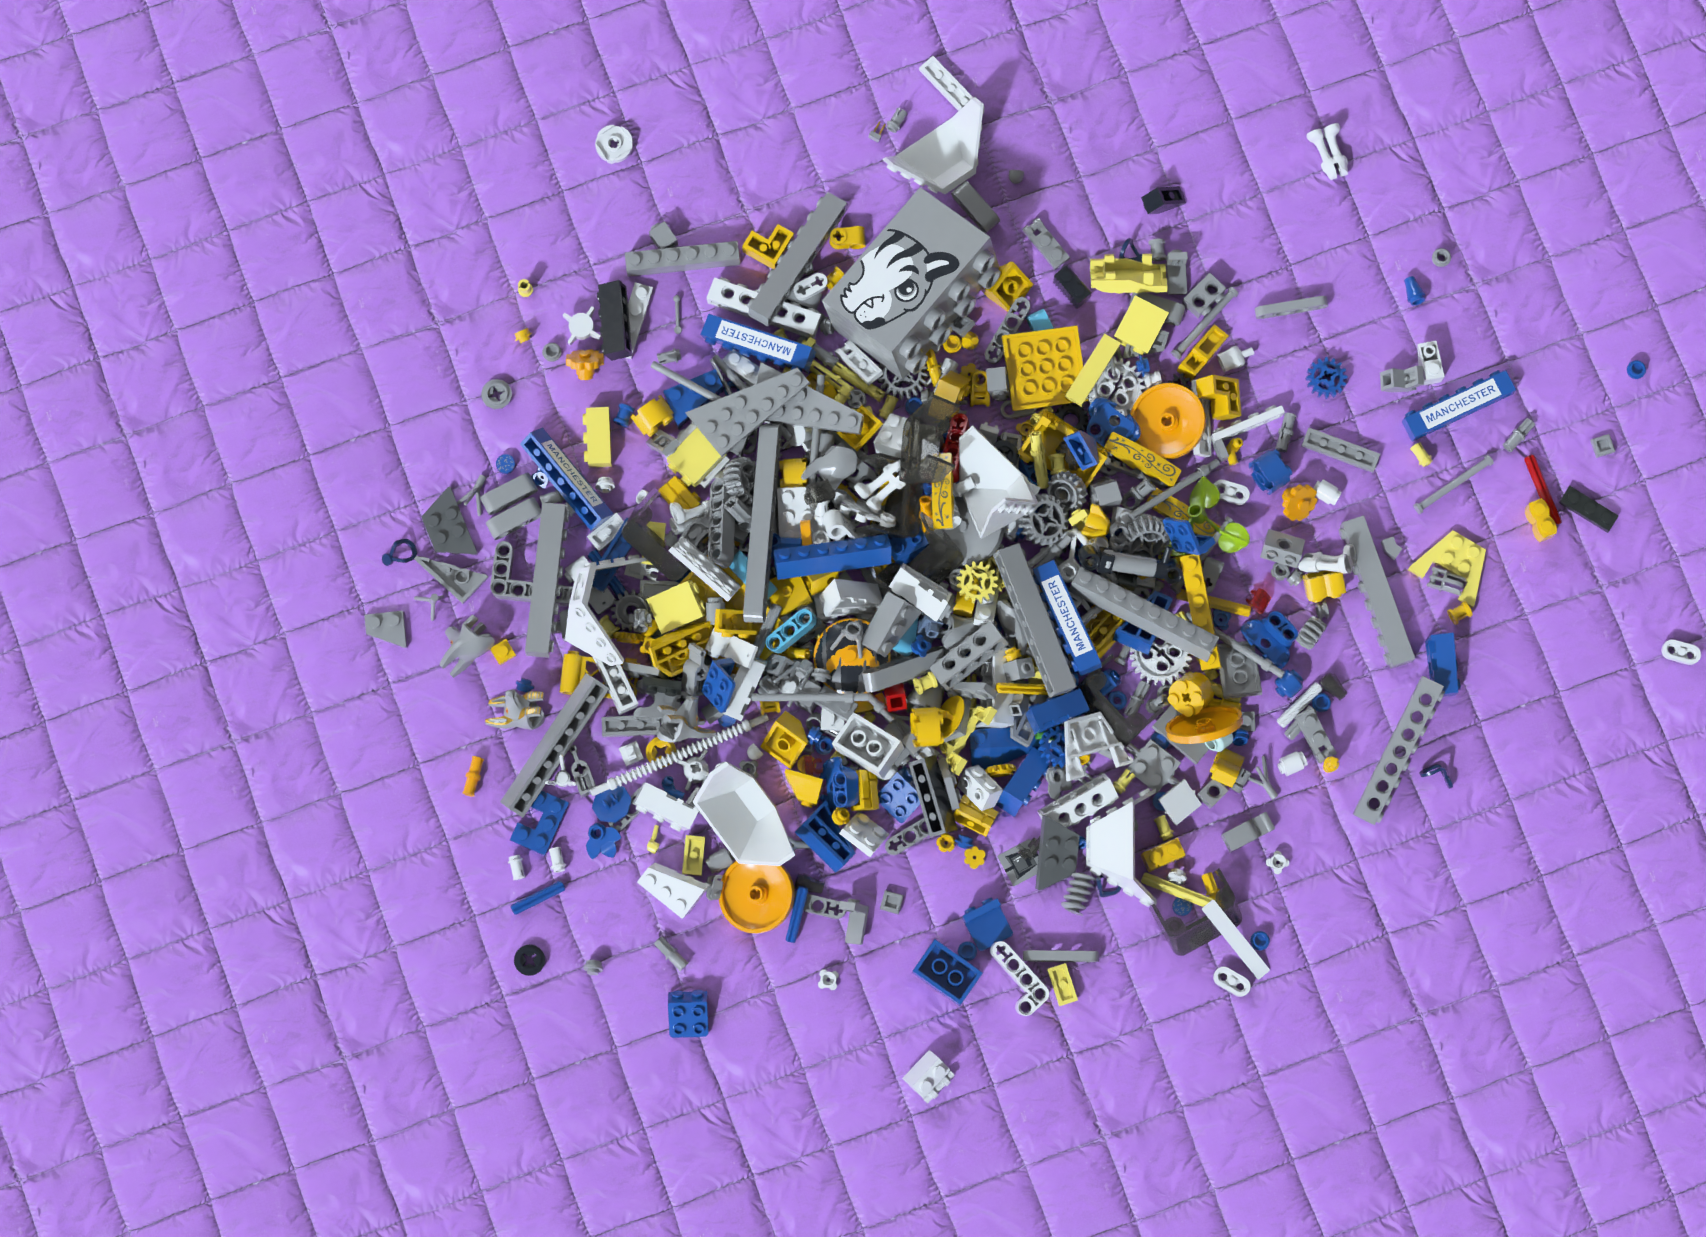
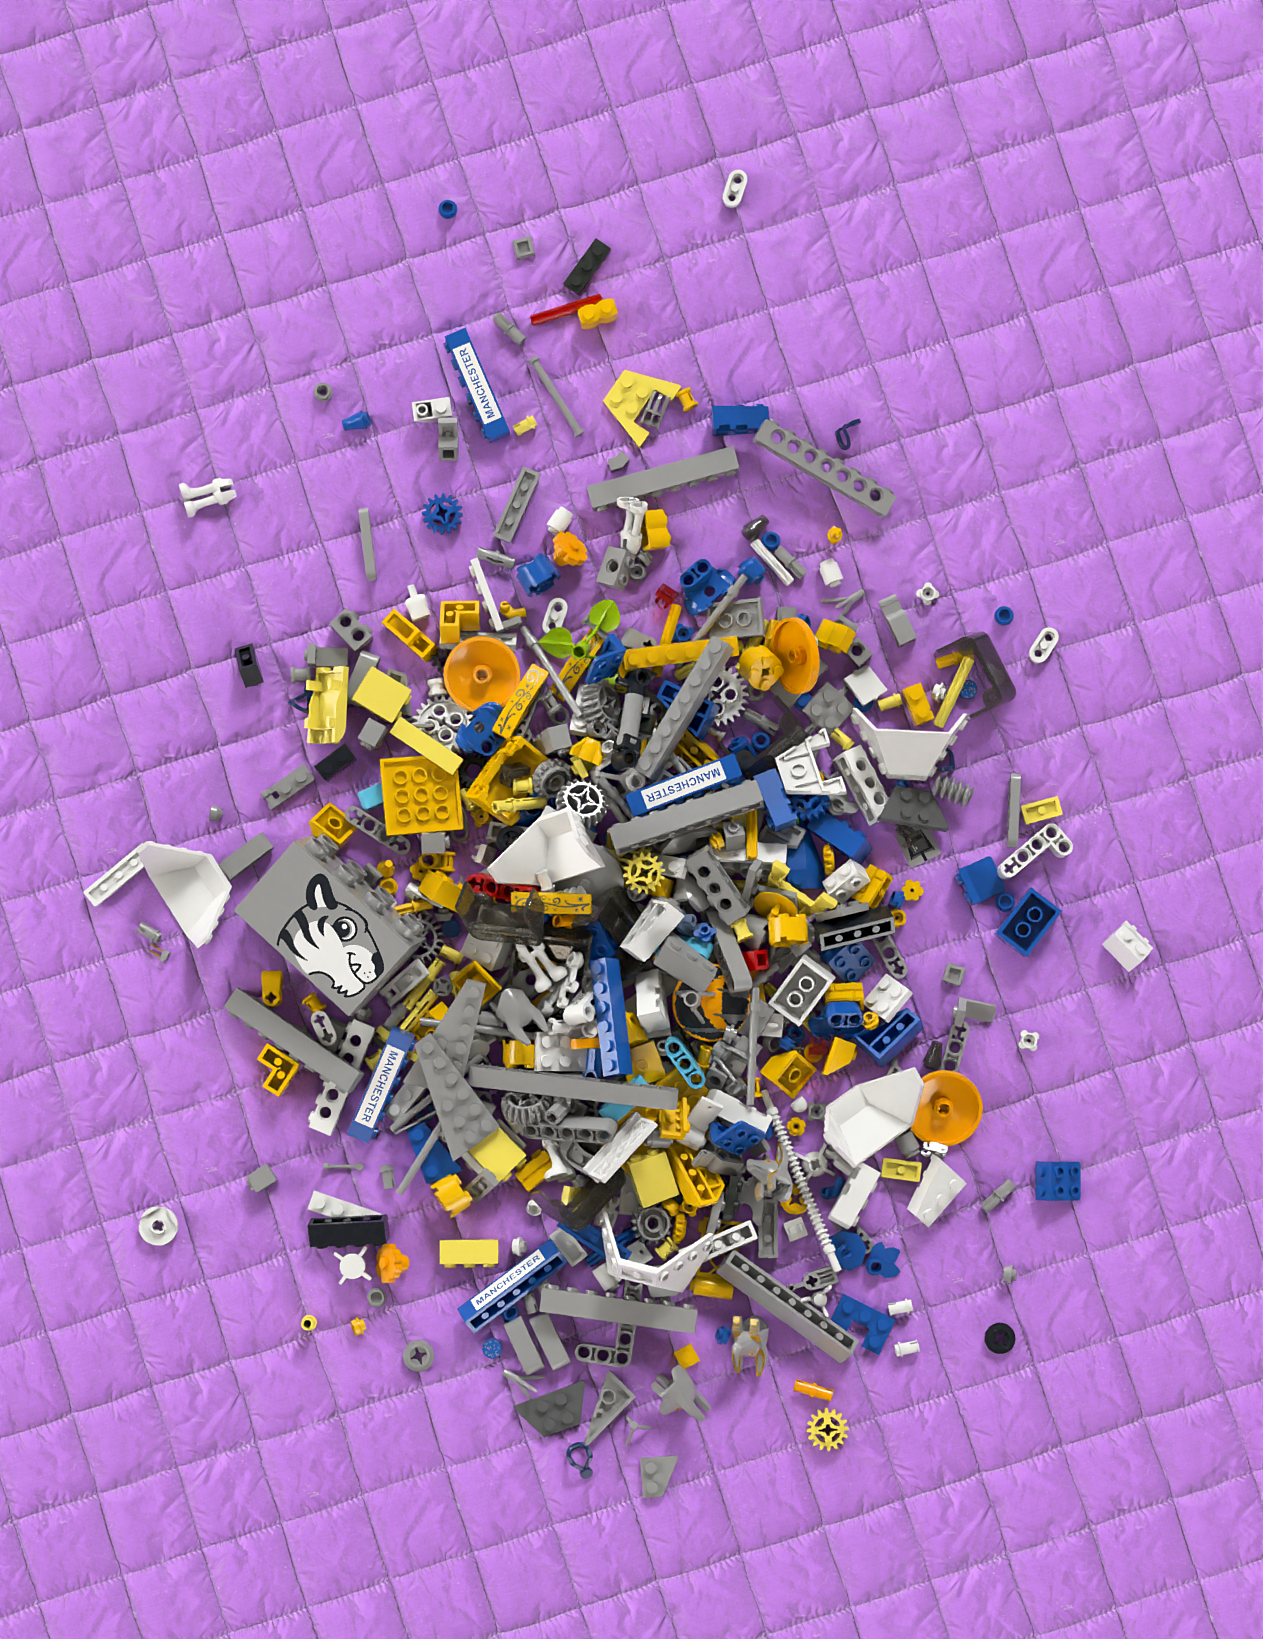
camera: 85 degrees left, 5 degrees up
(444, 790) = (827, 1437): none -> light yellow gear
(538, 897) = (937, 1327): blue axle -> none
(623, 415) = (447, 1225): blue bush -> none
(640, 620) = (665, 1215): light grey gear -> none
(652, 846) = (889, 1210): light yellow hand -> none
(682, 258) = (285, 1159): light grey brick -> none
(732, 755) = (796, 1121): none -> yellow plate
(766, 628) = (683, 1089): light grey axle -> none
(796, 914) = (964, 1068): blue axle -> none
(818, 493) = (546, 1028): clear smoke bracket -> none
(842, 396) = (441, 1001): light yellow pin -> none
(1018, 705) = (768, 837): light grey piece -> none
(1083, 449) = (512, 759): blue slope -> none
(1100, 319) = (372, 735): none -> light grey brick
(1142, 365) = (421, 696): blue plate -> none
(1154, 705) = (767, 705): light grey pin -> none
(1204, 323) = (379, 632): light grey bar -> none
(1235, 939) = (1004, 638): white sticker -> none
(1311, 632) = (702, 545): light grey gear -> none
(1315, 734) = (803, 548): light grey plate -> none
(1322, 610) = (679, 533): light grey bush -> none

